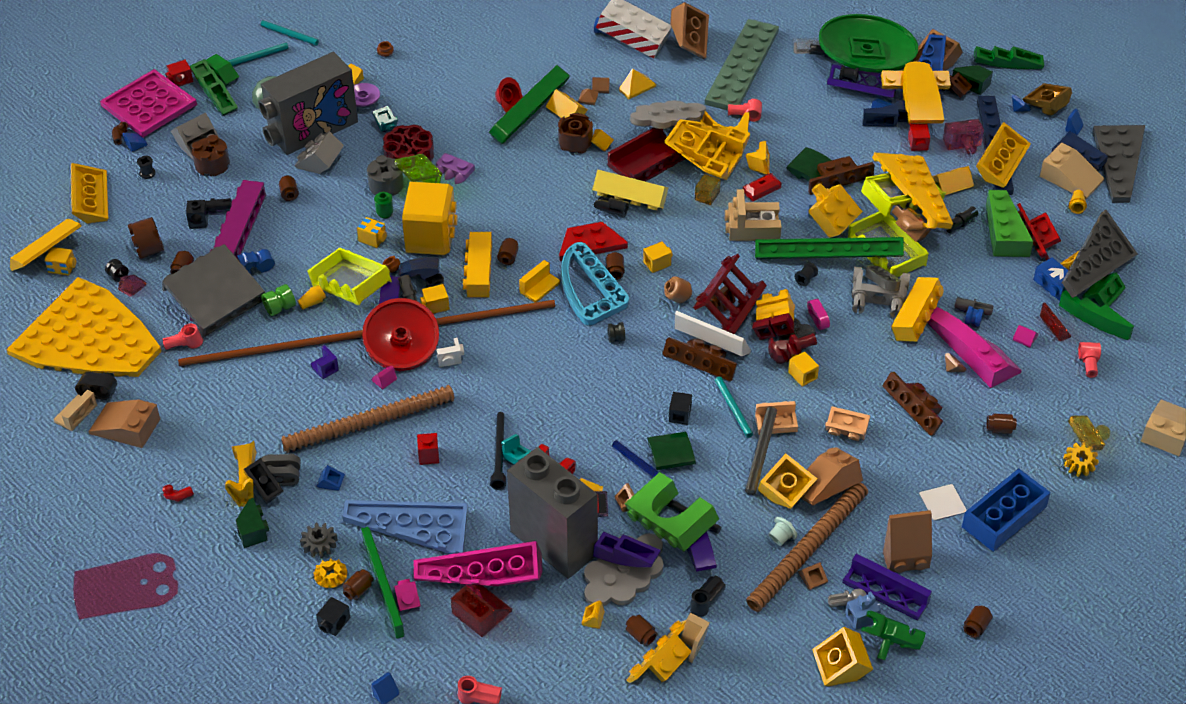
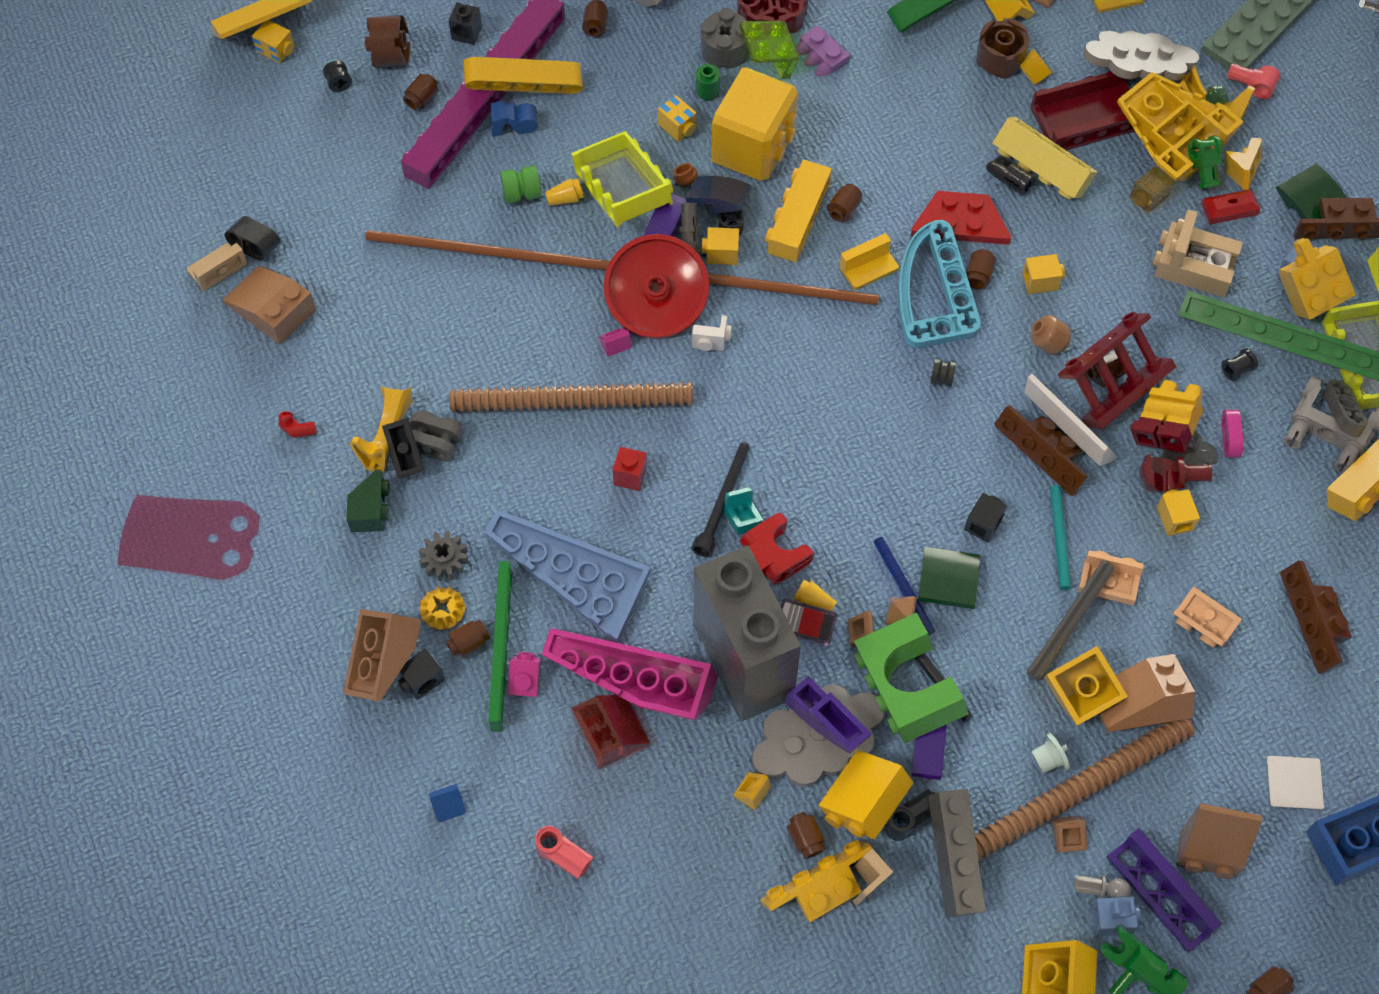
camera: 20 degrees right, 15 degrees up
(87, 333) = (270, 159): yellow wing -> none
(131, 285) = (349, 101): clear pink slope -> none
(188, 336) = (388, 201): coral pin -> none
(214, 289) = (442, 145): dark grey panel -> none
(220, 204) = (496, 16): black pin -> none
(254, 232) = (522, 75): none -> yellow beam
(299, 608) = (379, 652): none -> medium nougat slope
(326, 364) = (546, 297): dark purple panel -> none
(330, 479) = (493, 469): blue slope -> none
(646, 476) = (900, 608): none -> medium nougat slope
(671, 590) = (865, 794): none -> yellow brick
(725, 122) = (1216, 94): none -> clear green plate
(735, 162) = (1206, 159): none -> green connector
(745, 605) = (956, 853): none -> dark grey brick

